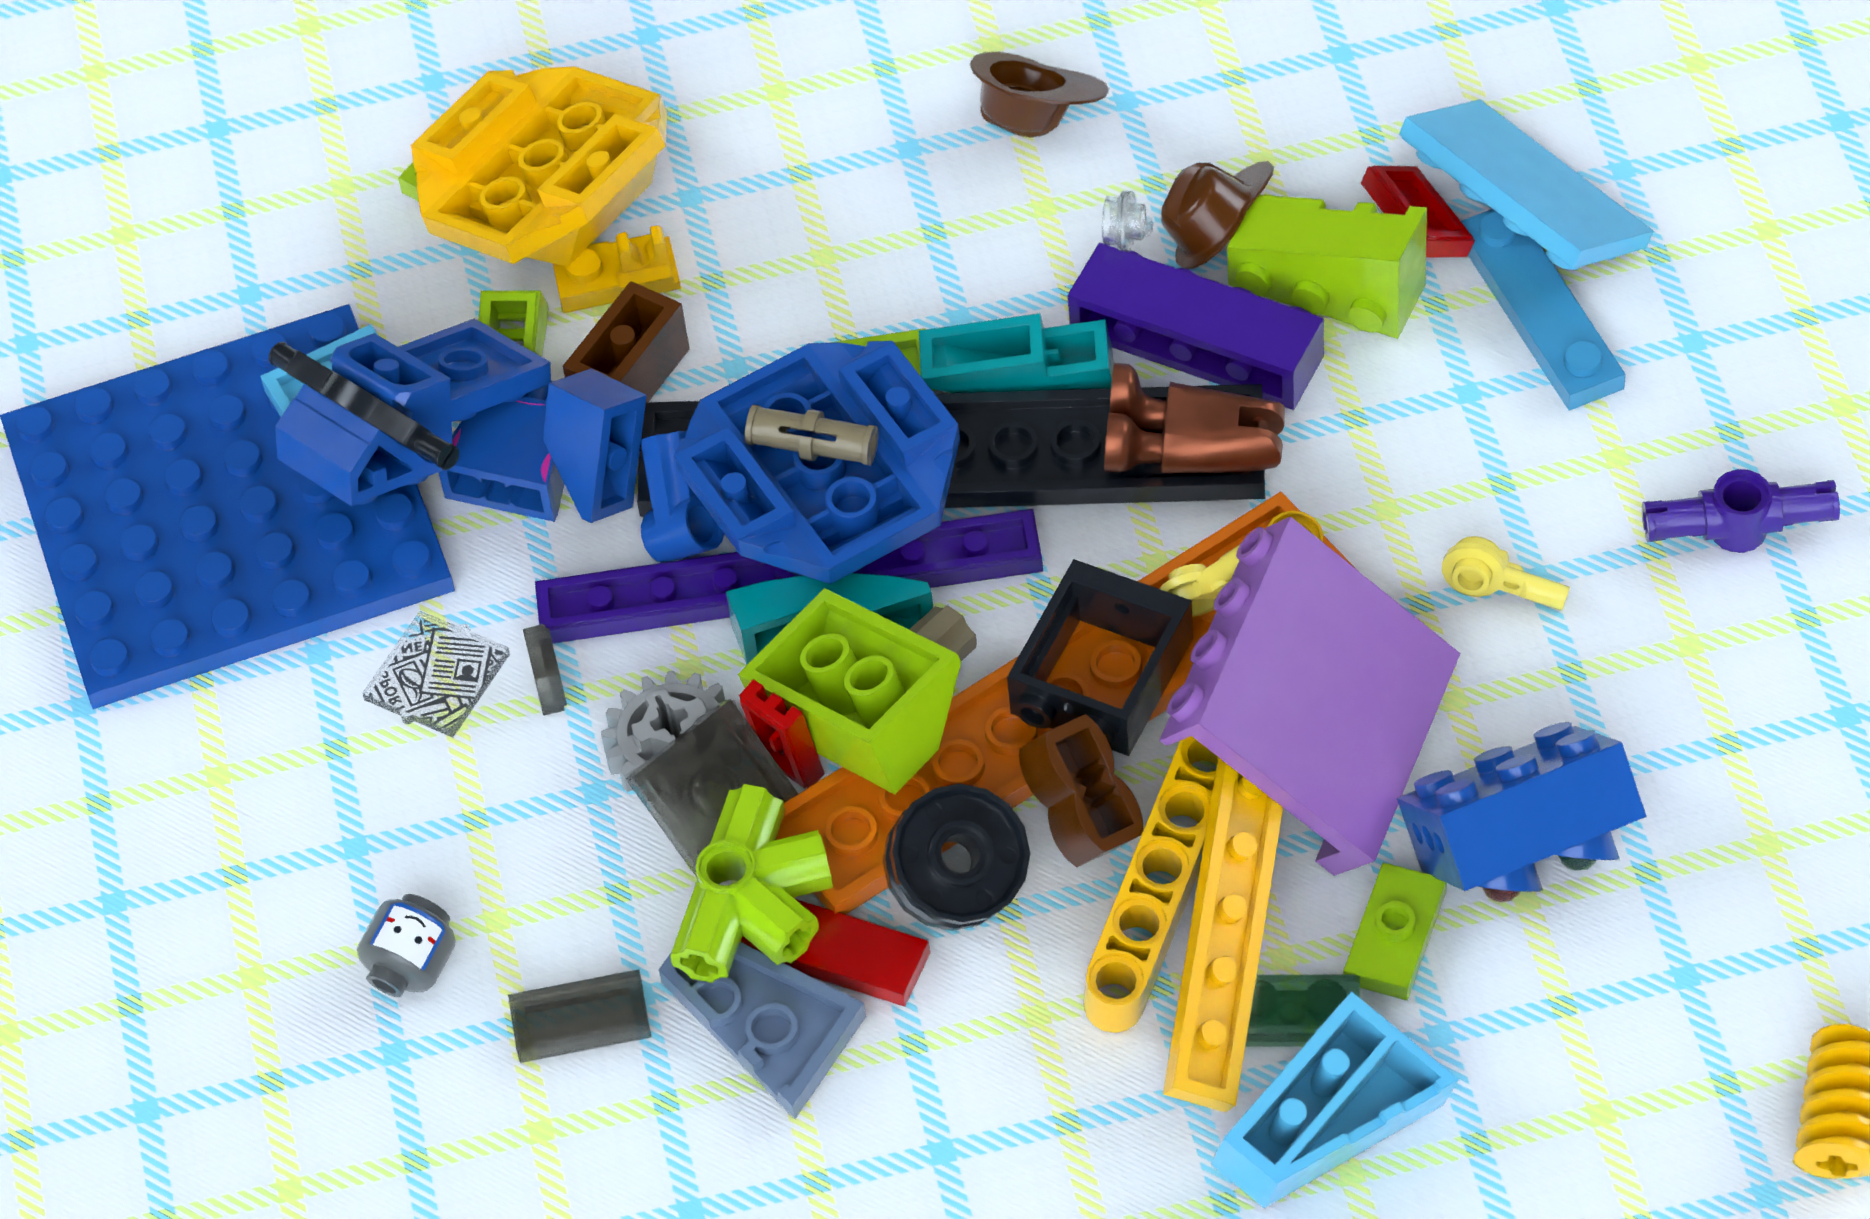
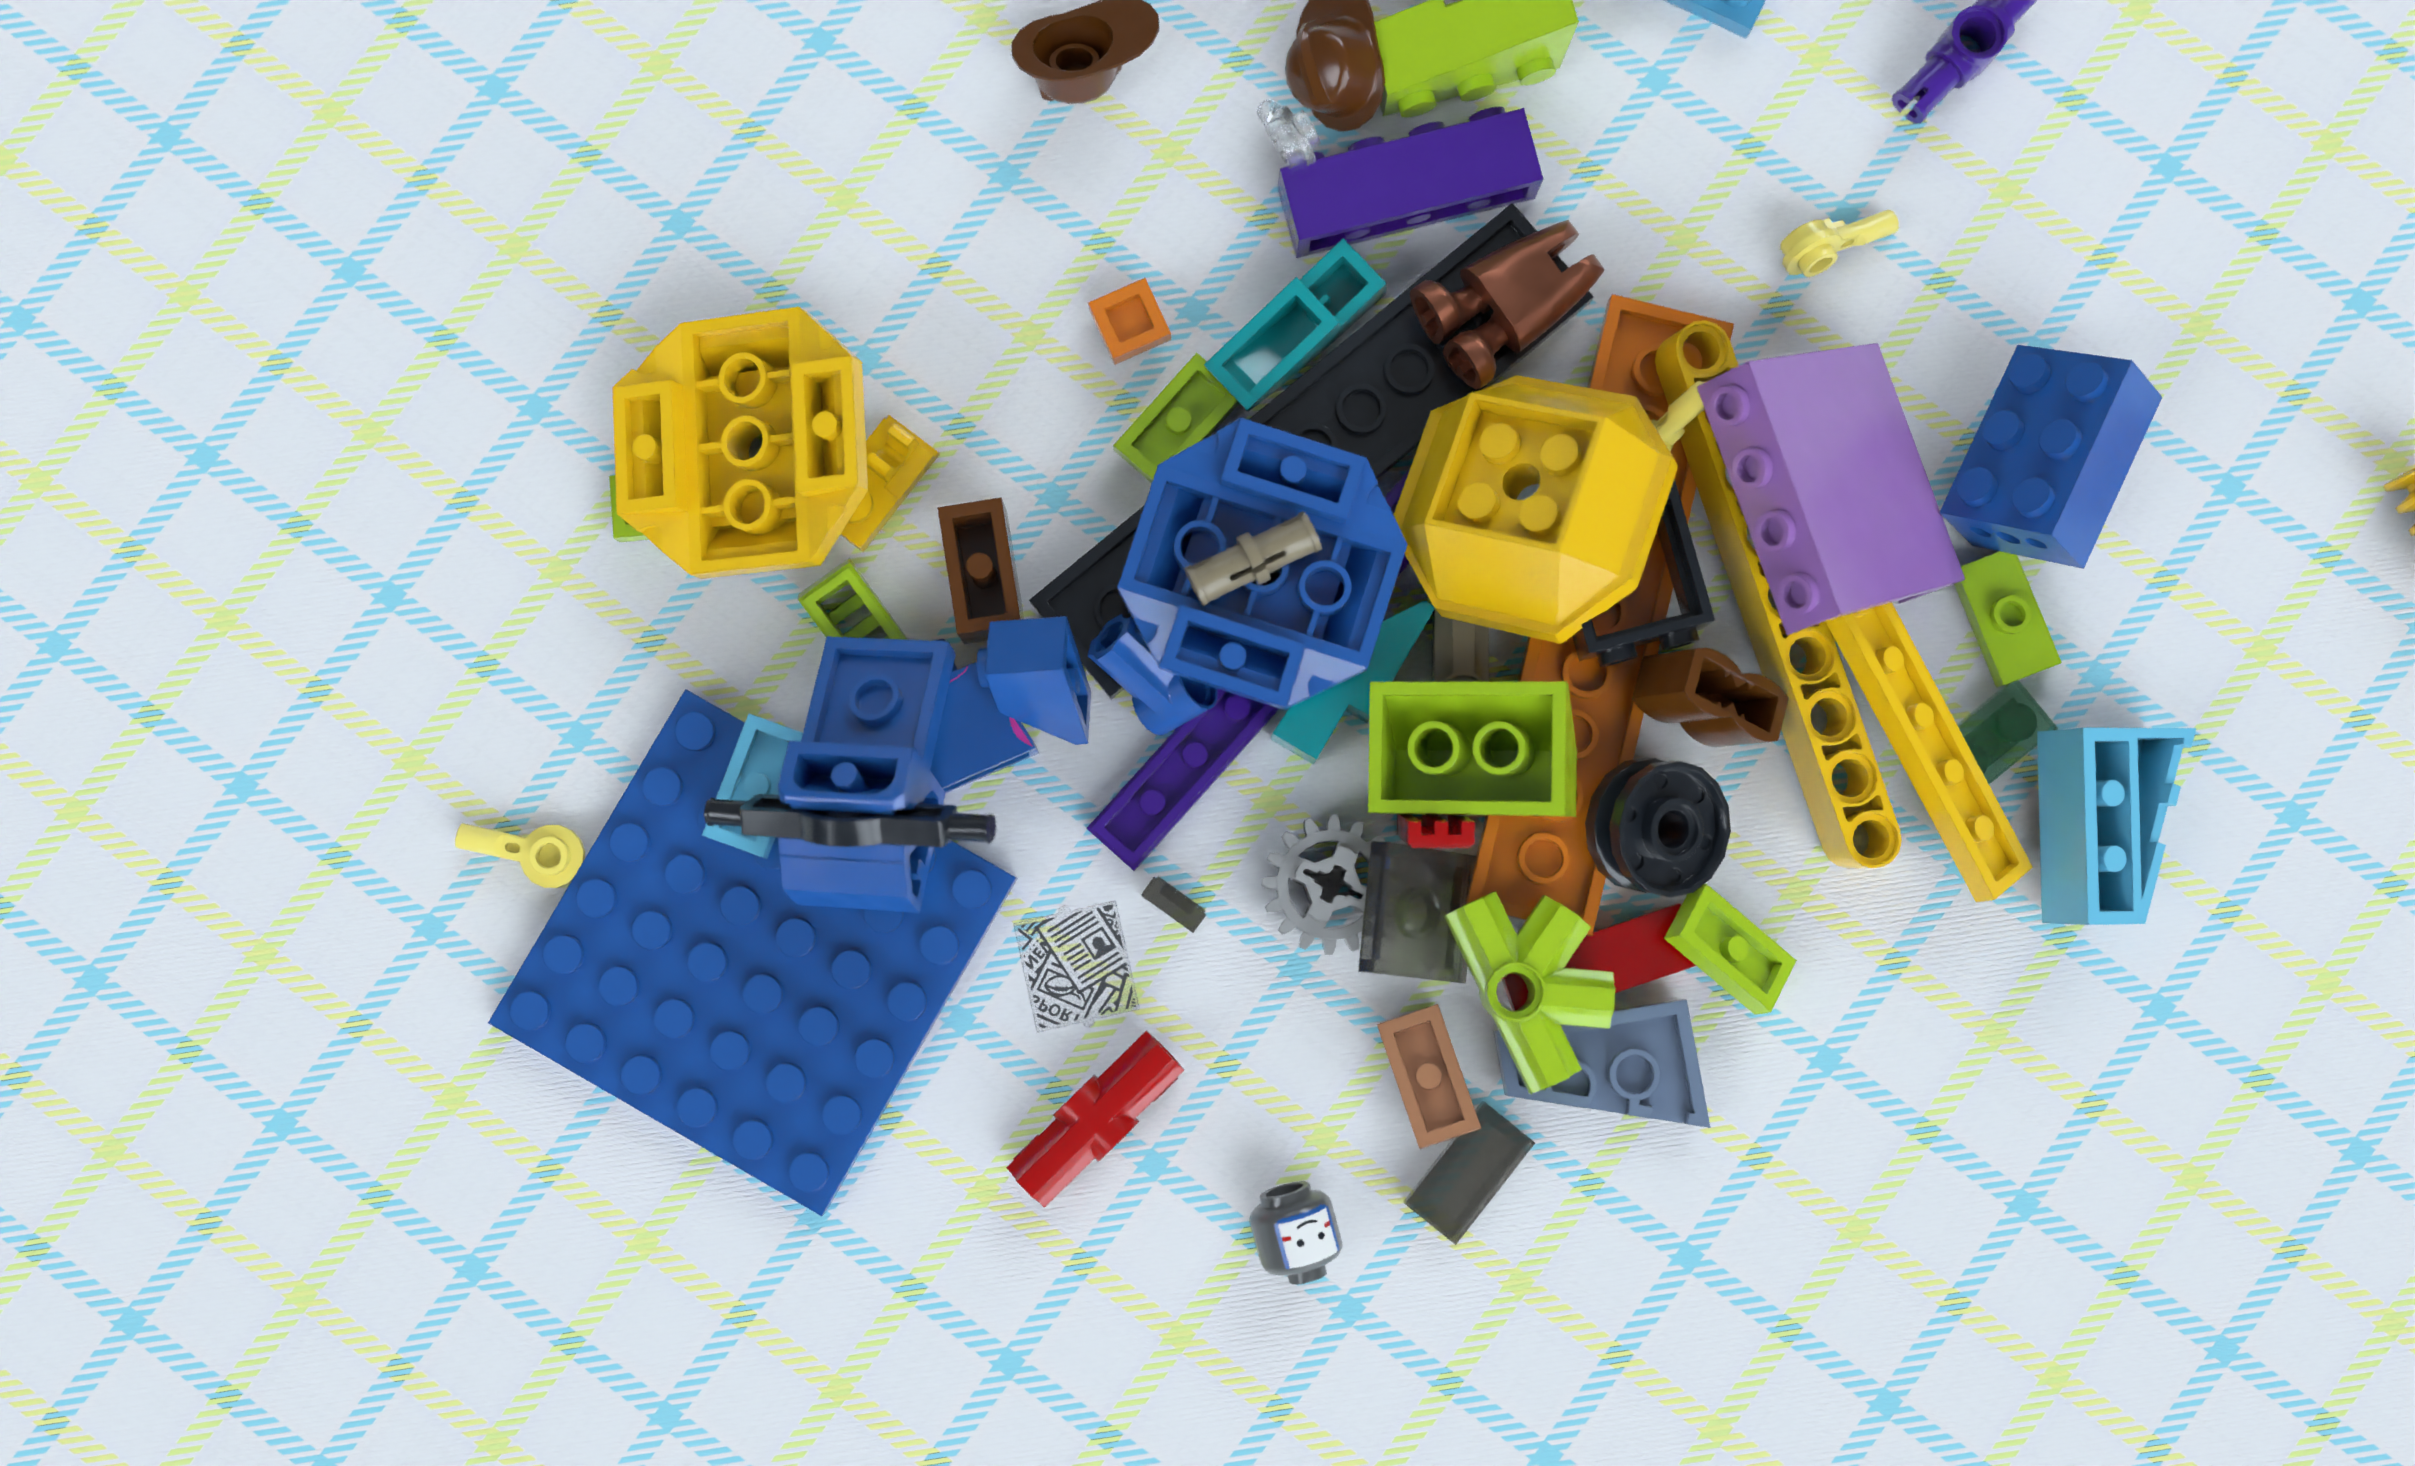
camera: 50 degrees left, 30 degrees up
(144, 341) = (547, 855): none -> light yellow plate
(343, 770) = (1095, 1119): none -> red piece
(613, 917) = (1429, 1076): none -> nougat plate
(899, 283) = (1129, 321): none -> orange plate
(932, 991) = (1730, 949): none -> lime plate
(1056, 545) = (1567, 548): none -> yellow piece

